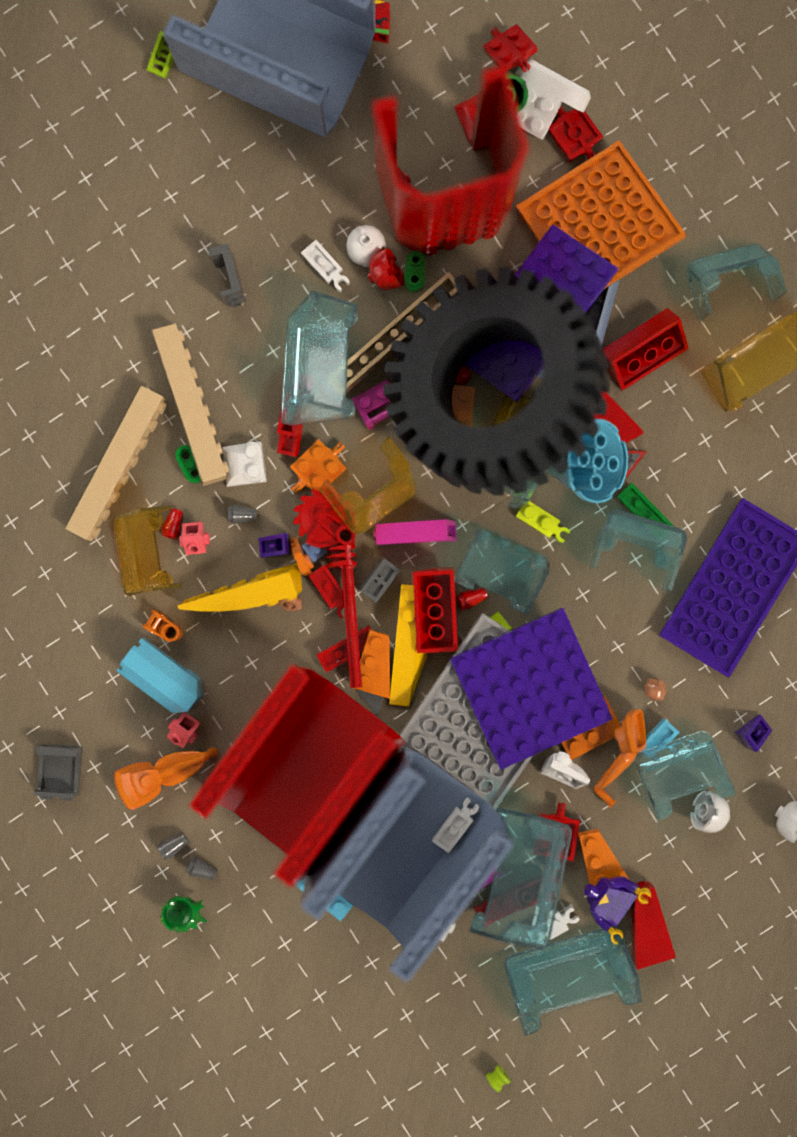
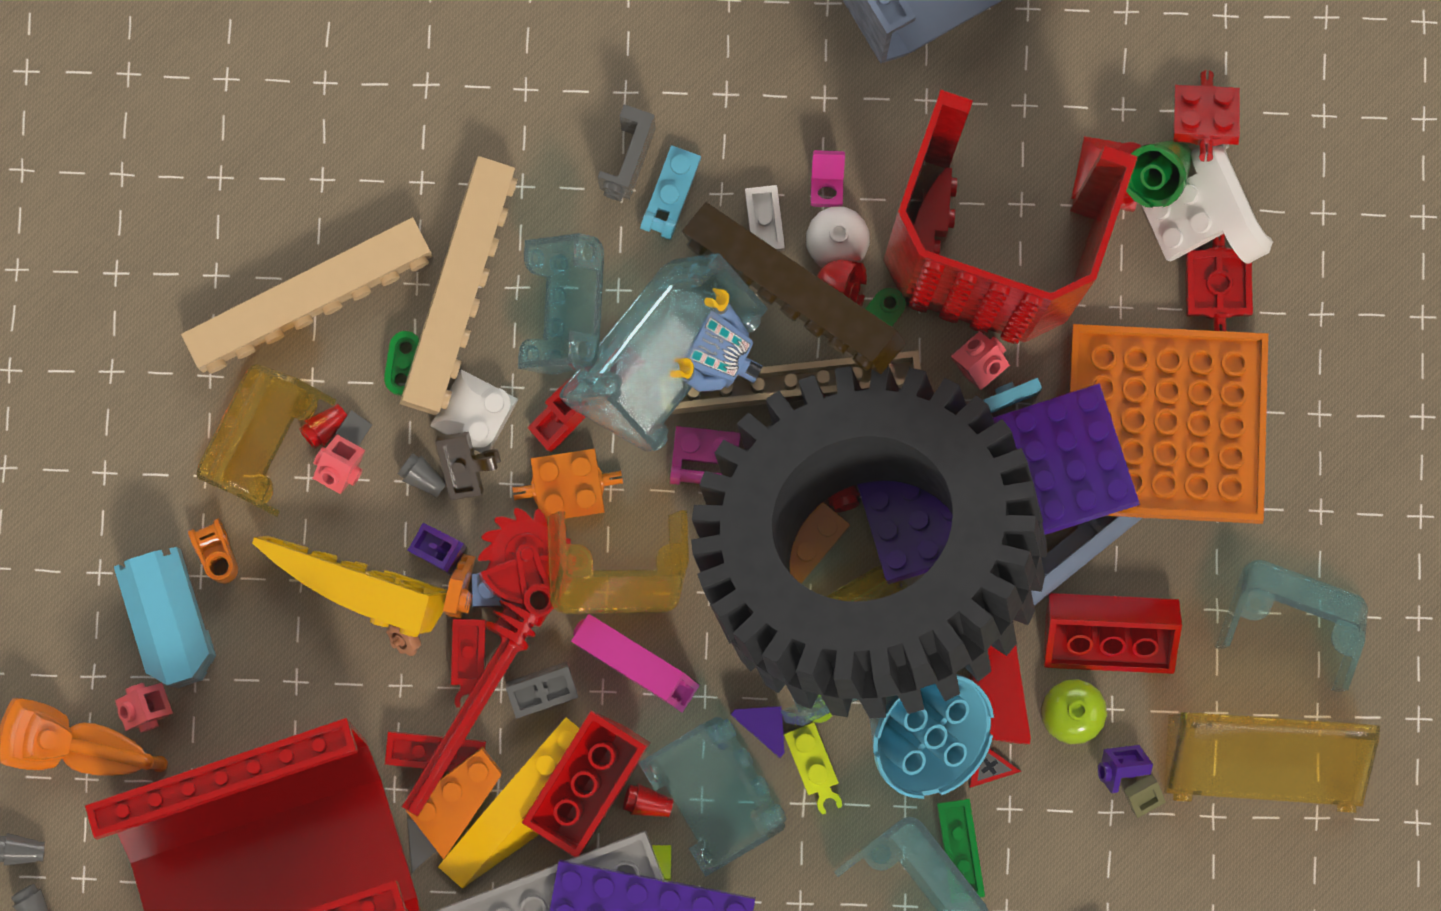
camera: 35 degrees right, 5 degrees down
(189, 515) = (354, 428): none -> dark grey sticker
(254, 370) = (571, 303): none -> clear light blue windscreen
(258, 495) = (462, 466): none -> dark brown plate
(264, 280) = (671, 191): none -> medium azure plate
(337, 215) = (827, 172): none -> dark pink bracket
(346, 341) = (718, 350): none -> torso
(366, 282) = (795, 290): none -> dark brown brick
(482, 255) = (981, 359): none -> coral brick
(504, 518) = (765, 725): none -> dark purple slope
(514, 259) = (1009, 394): none -> medium azure plate
(652, 402) = (1074, 711): none -> lime cylinder
(696, 410) = (1122, 763): none -> dark purple bracket
(717, 419) = (1144, 795): none -> olive plate

